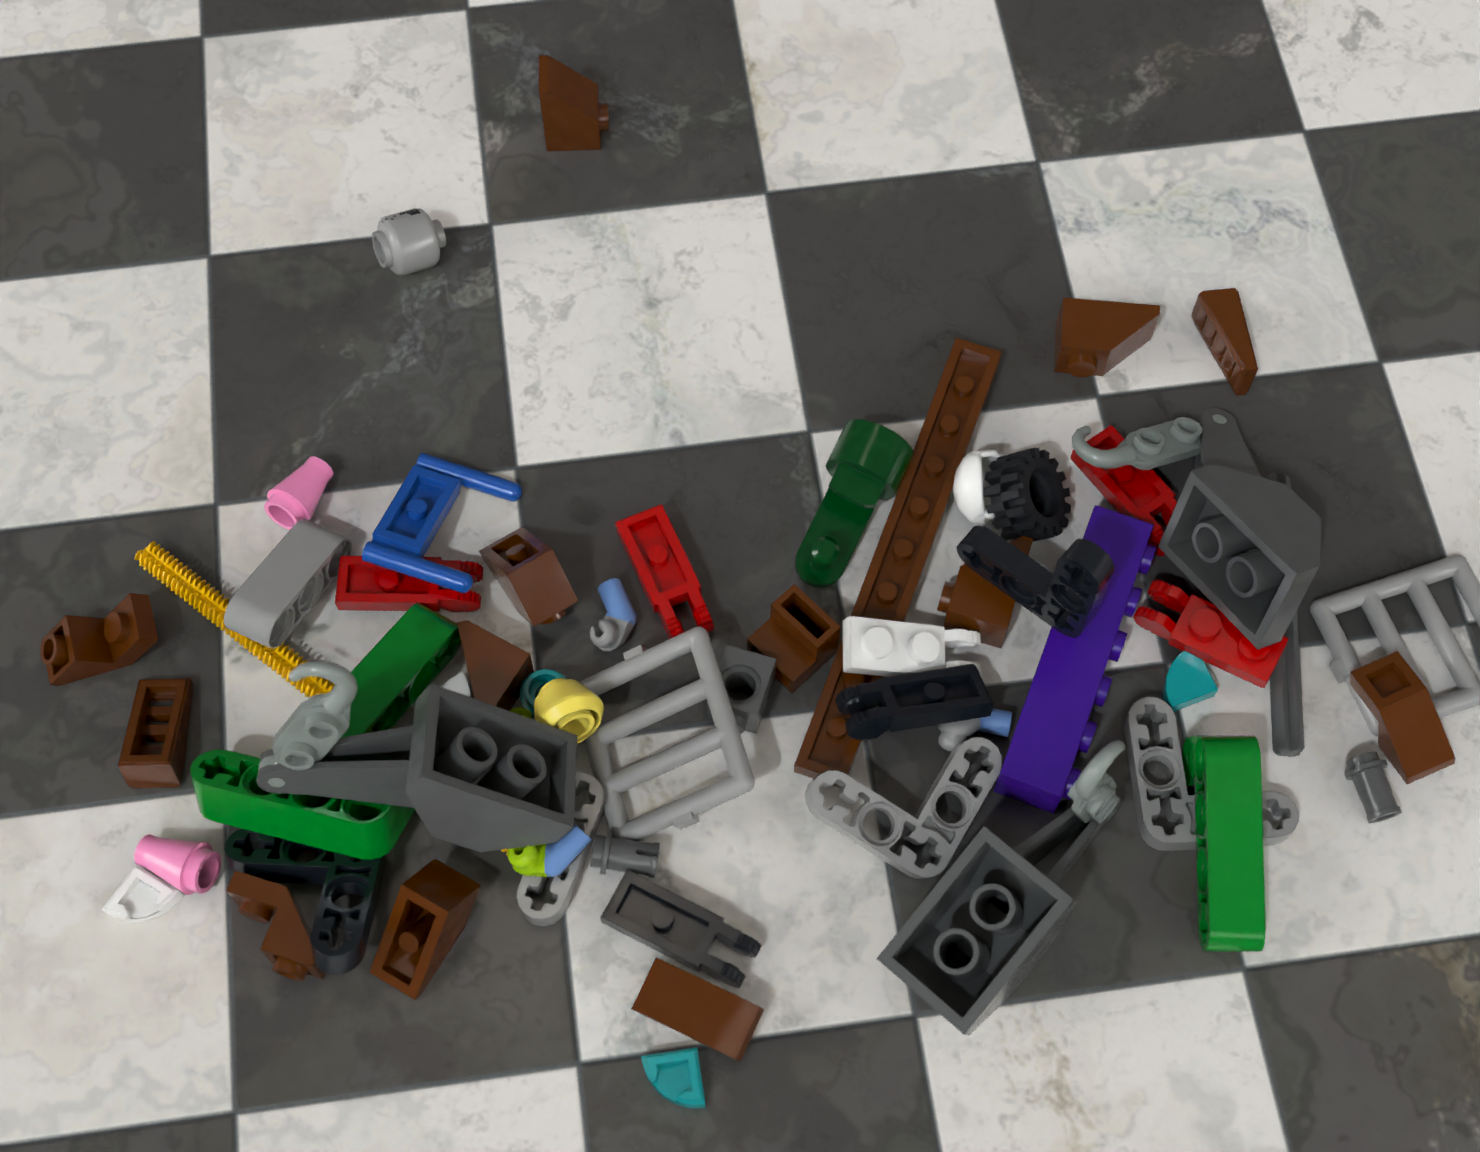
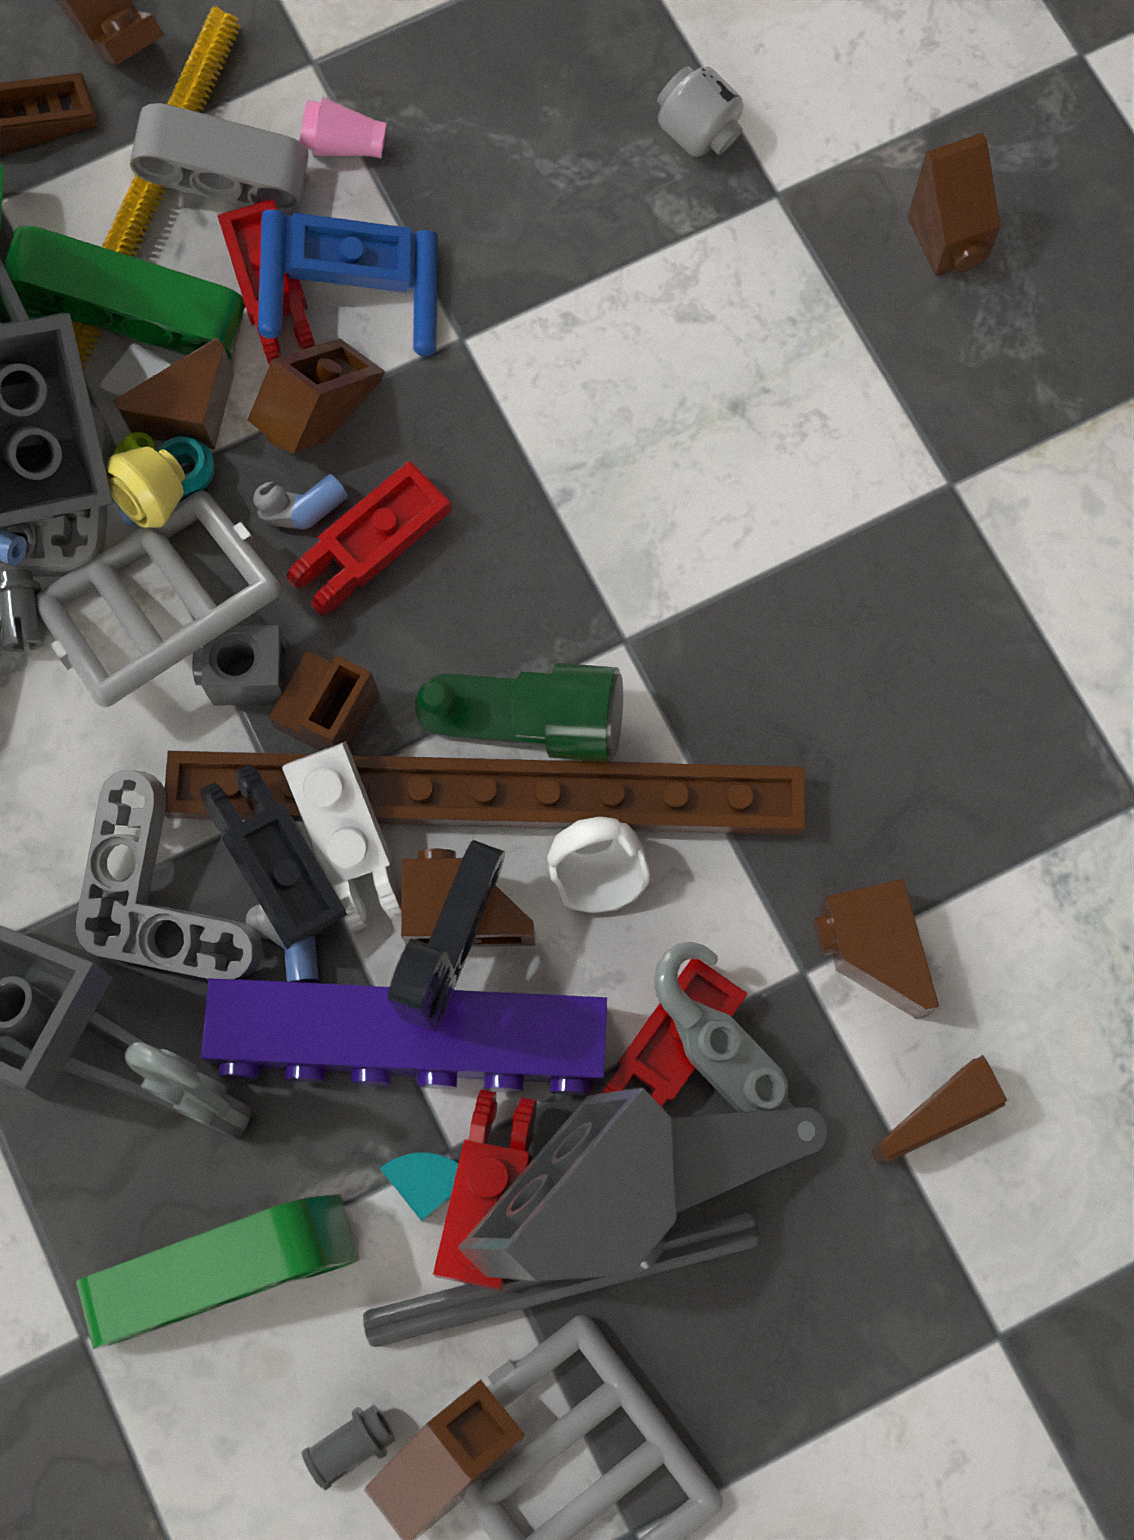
camera: 75 degrees right, 10 degrees up
(1027, 495) = (599, 942): black tyre -> none
(1182, 806) = (239, 1176): light grey beam -> none

